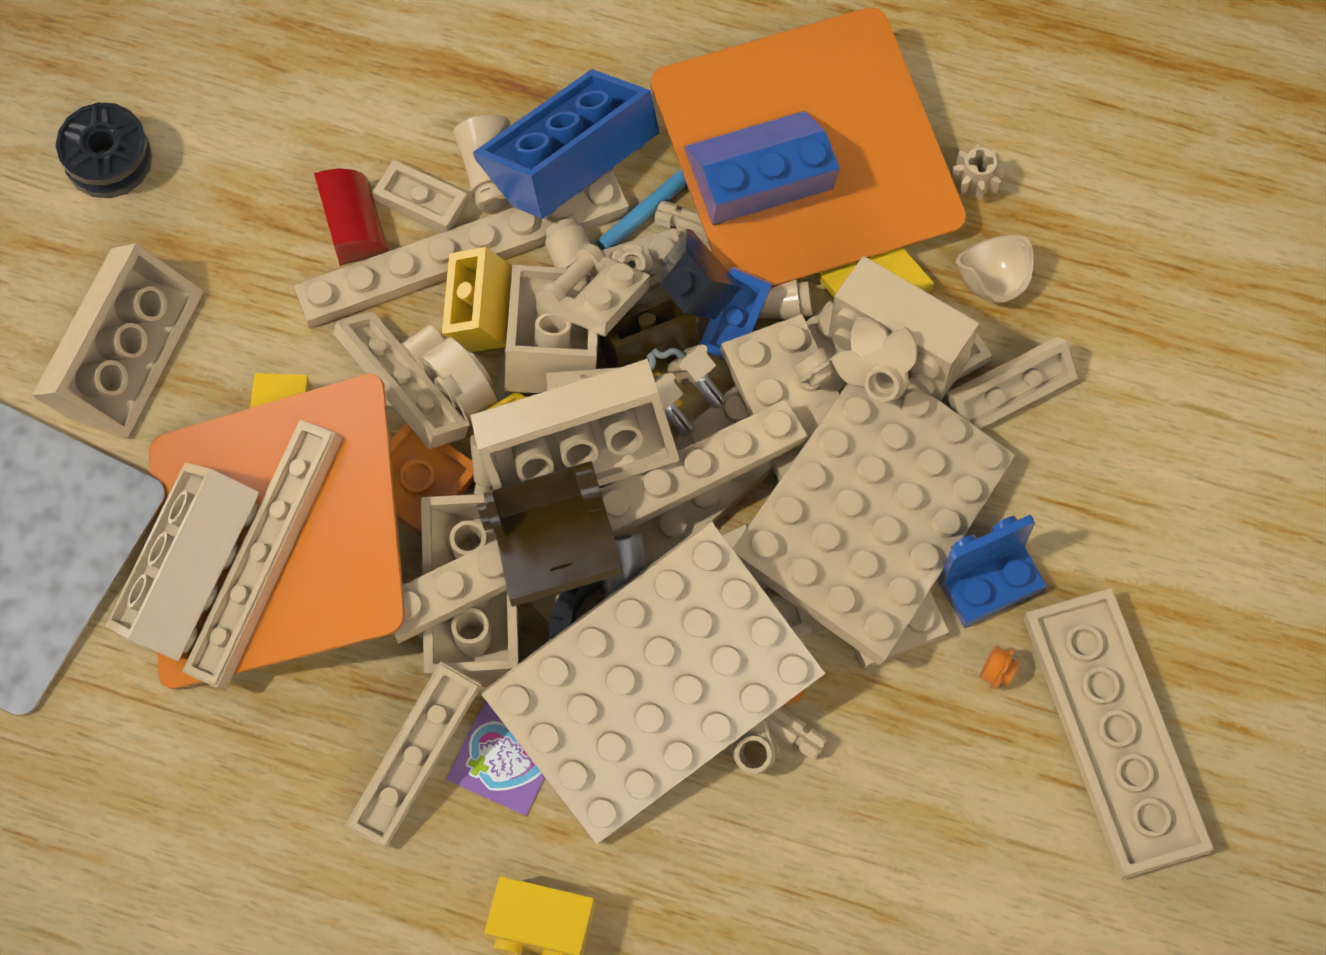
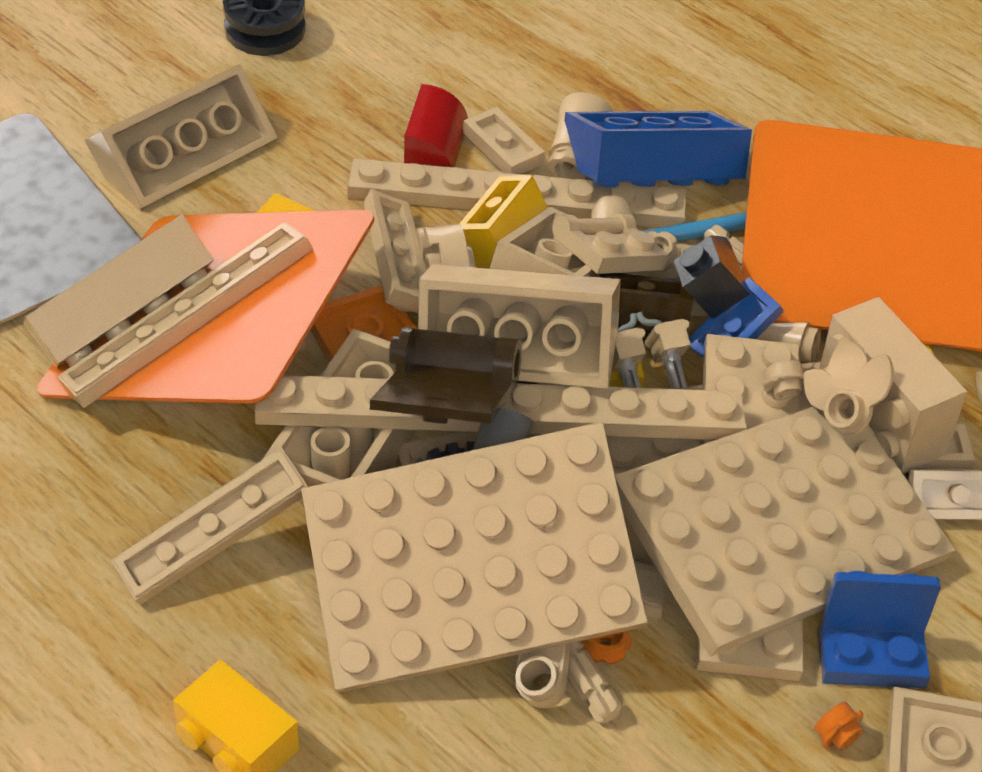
camera: 25 degrees right, 20 degrees down
(496, 764) = (284, 587): sticker -> none
(763, 166) = (824, 225): blue slope -> none

